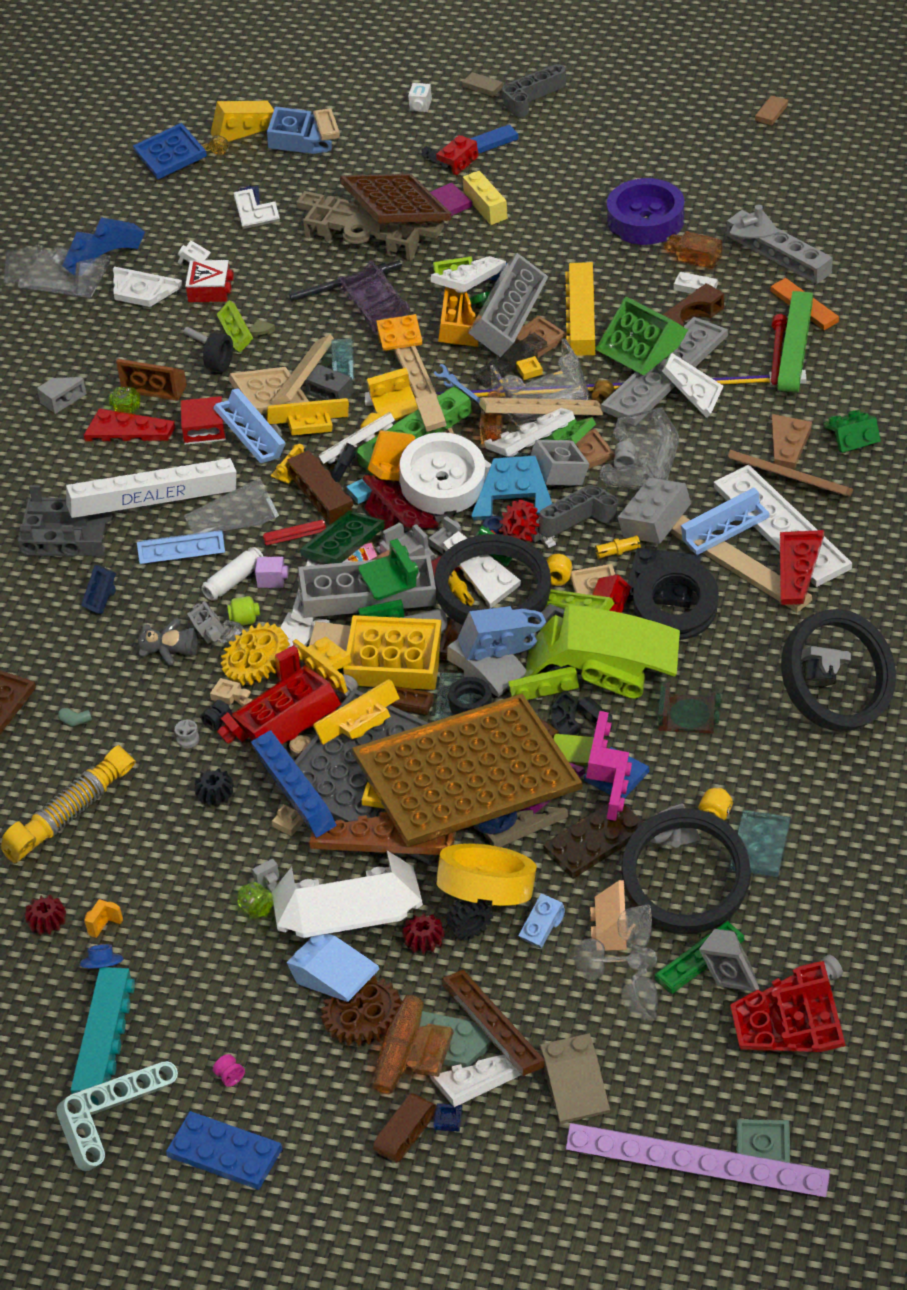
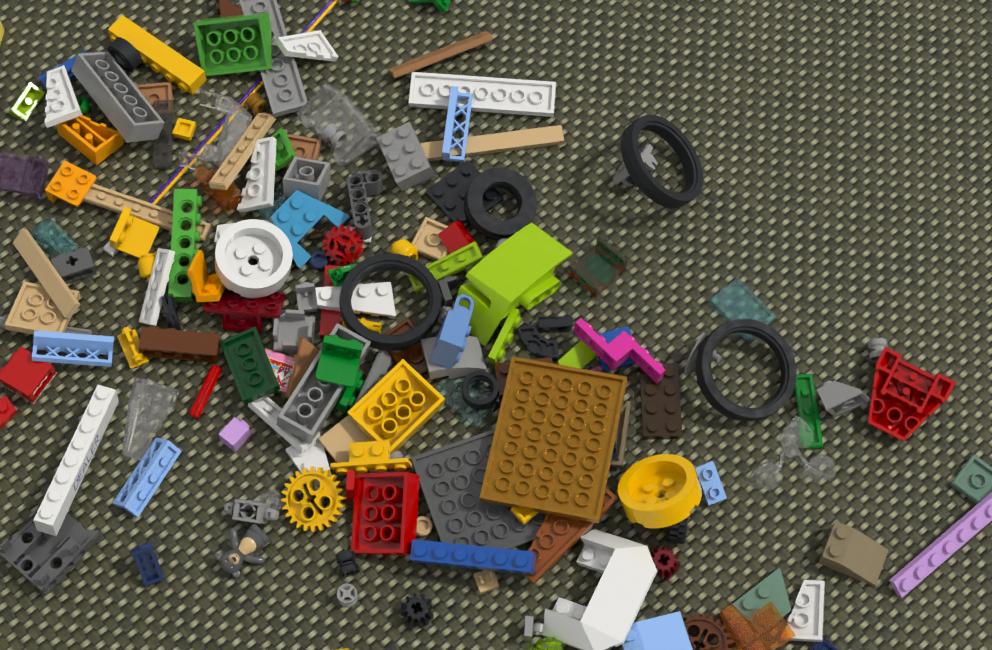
camera: 60 degrees left, 20 degrees up
(230, 691) = (330, 541): tan plate -> none
(231, 574) = (212, 460): white axle -> none
(231, 730) = (370, 561): red tile -> none
(243, 610) = (260, 478): lime head -> none
(308, 416) = (98, 303): yellow bracket -> none
(359, 491) = (205, 321): medium azure plate -> none
(359, 714) = (447, 471): yellow bracket -> none
(413, 700) = (441, 428): reddish brown plate -> none
(430, 412) = (186, 223): tan tile -> none
(445, 375) = (160, 187): medium blue flag -> none
(493, 1023) = (776, 571): reddish brown plate -> none
(557, 287) = (125, 54): none -> black tyre
(606, 913) = (745, 440): light nougat slope -> none
(617, 547) = (412, 202): yellow pin -> none
(716, 802) = (694, 312): yellow head -> none
(789, 439) = (406, 31): medium nougat wing -> none
(797, 563) = (528, 108): red wing -> none

